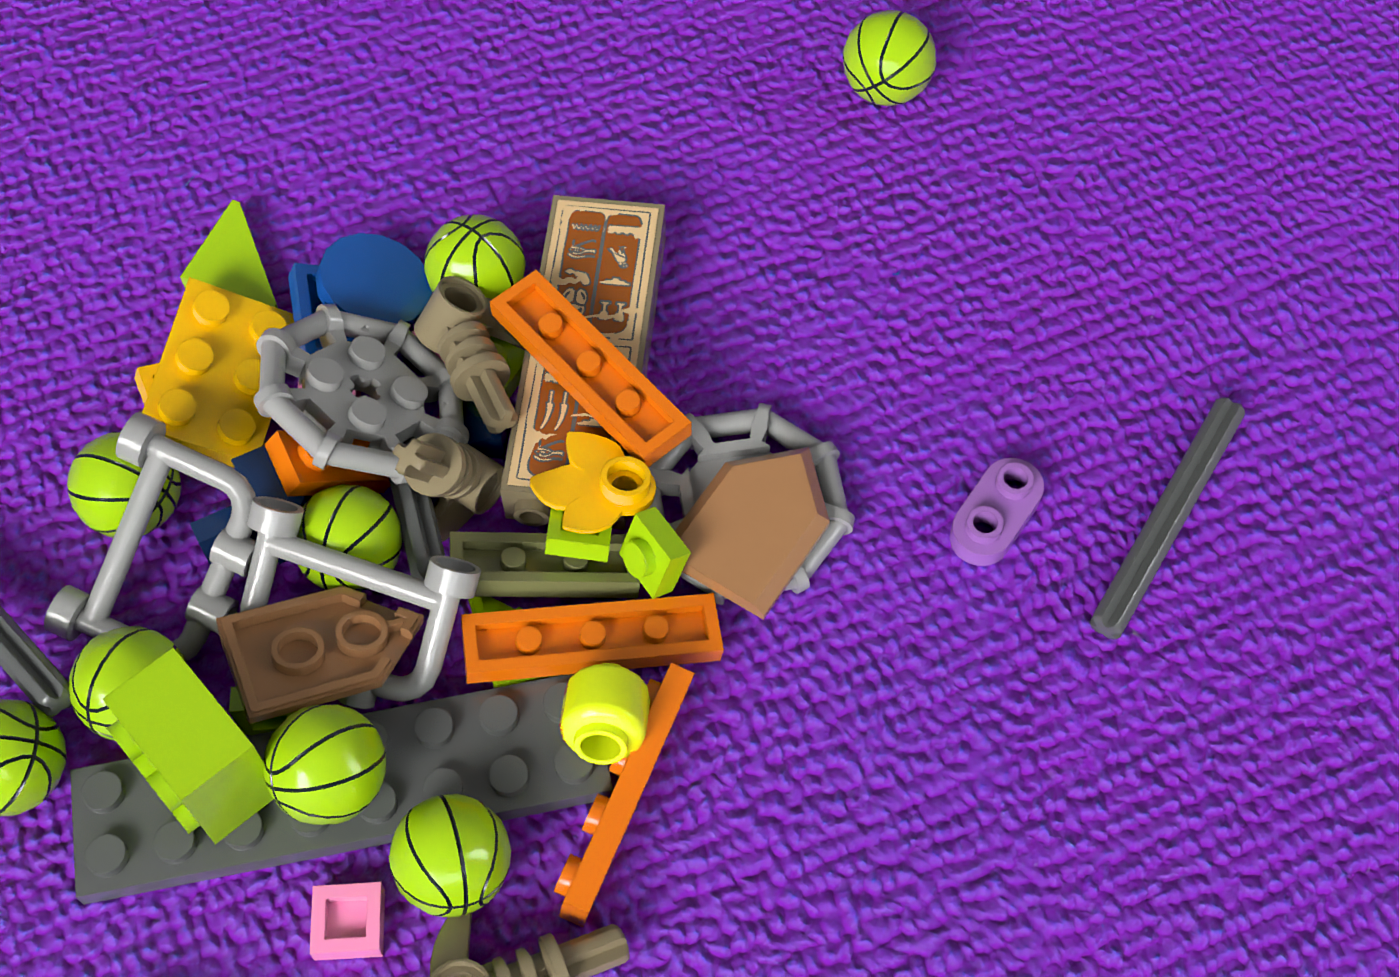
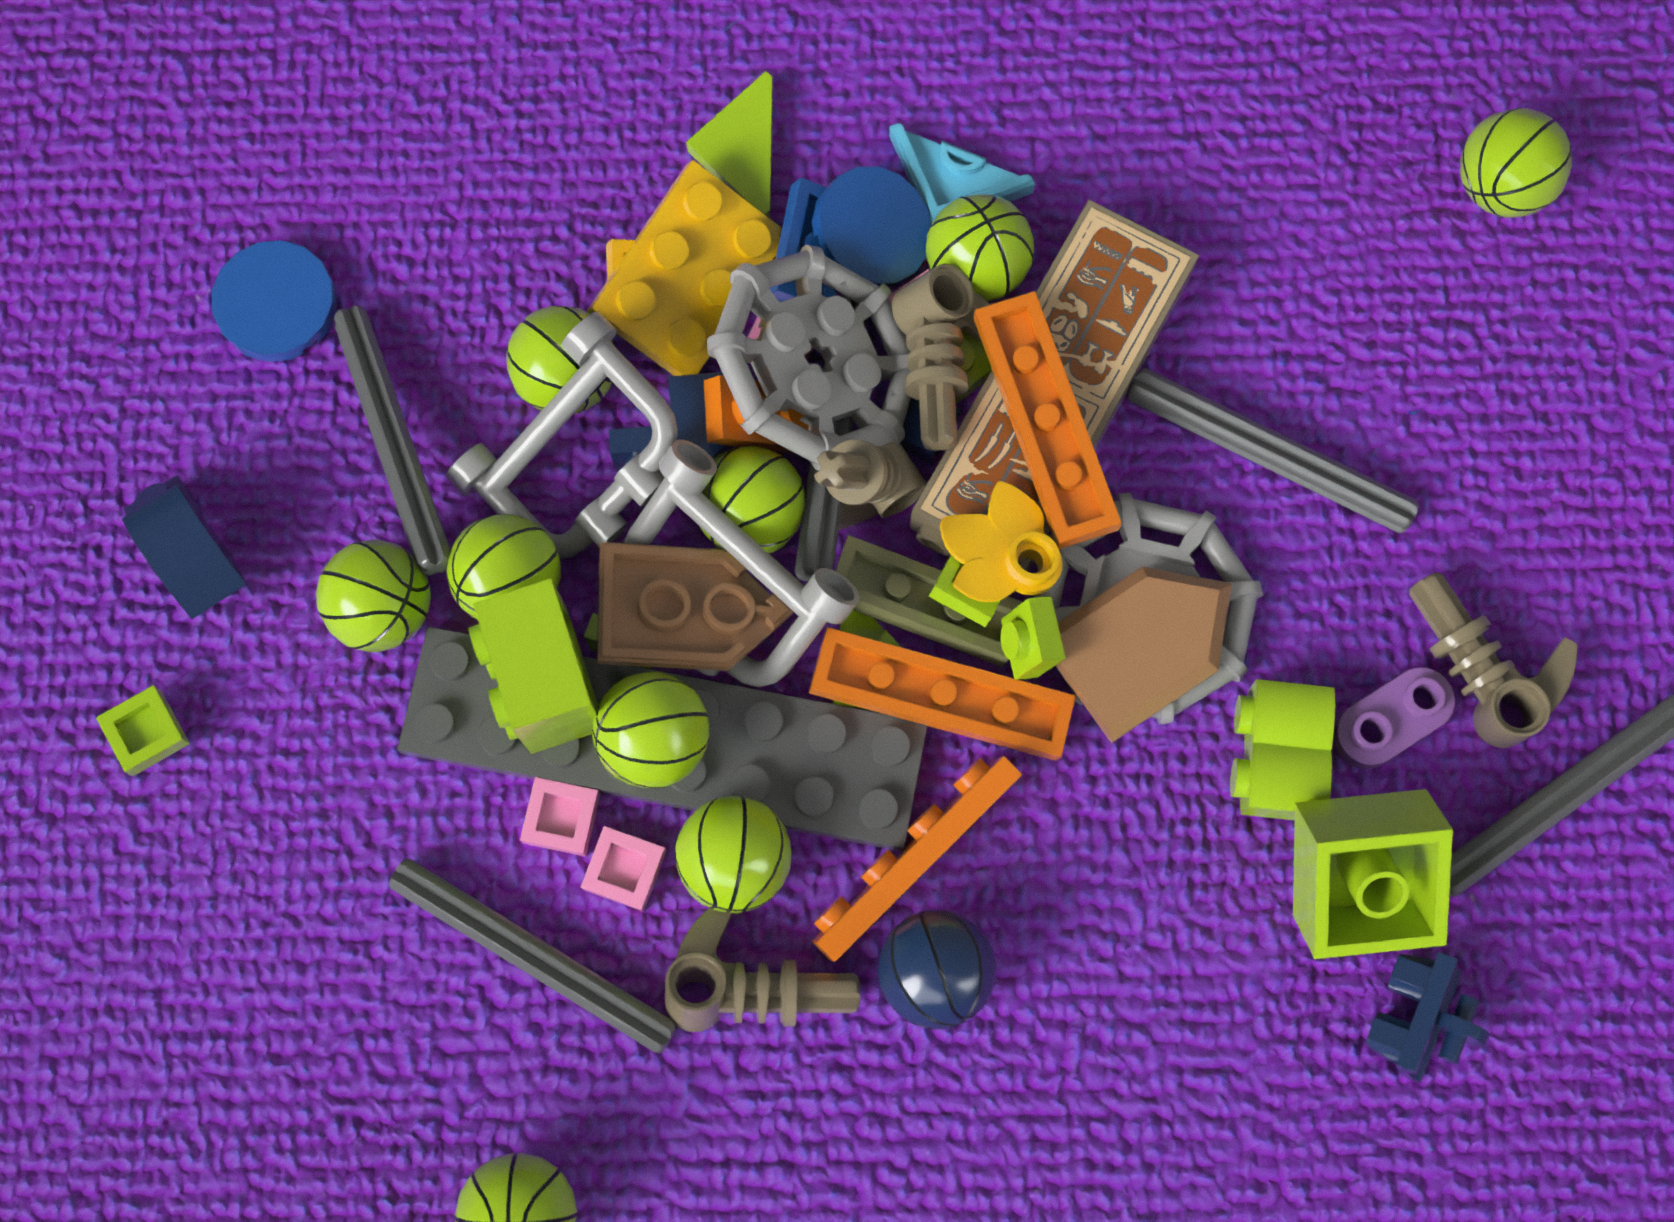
camera: 25 degrees right, 15 degrees up
(266, 897) = (560, 816): none -> bright pink tile
(419, 222) = (949, 172): none -> medium azure tile
(604, 713) = (922, 781): neon yellow head -> none
(689, 882) = (936, 969): none -> dark blue piece
(794, 339) = (1273, 450): none -> dark grey axle
(919, 569) = (1285, 747): none -> lime brick
(1042, 633) = (1371, 873): none -> lime brick
(1059, 444) = (1483, 671): none -> dark tan piece
(1147, 773) = (1434, 988): none -> dark blue hips

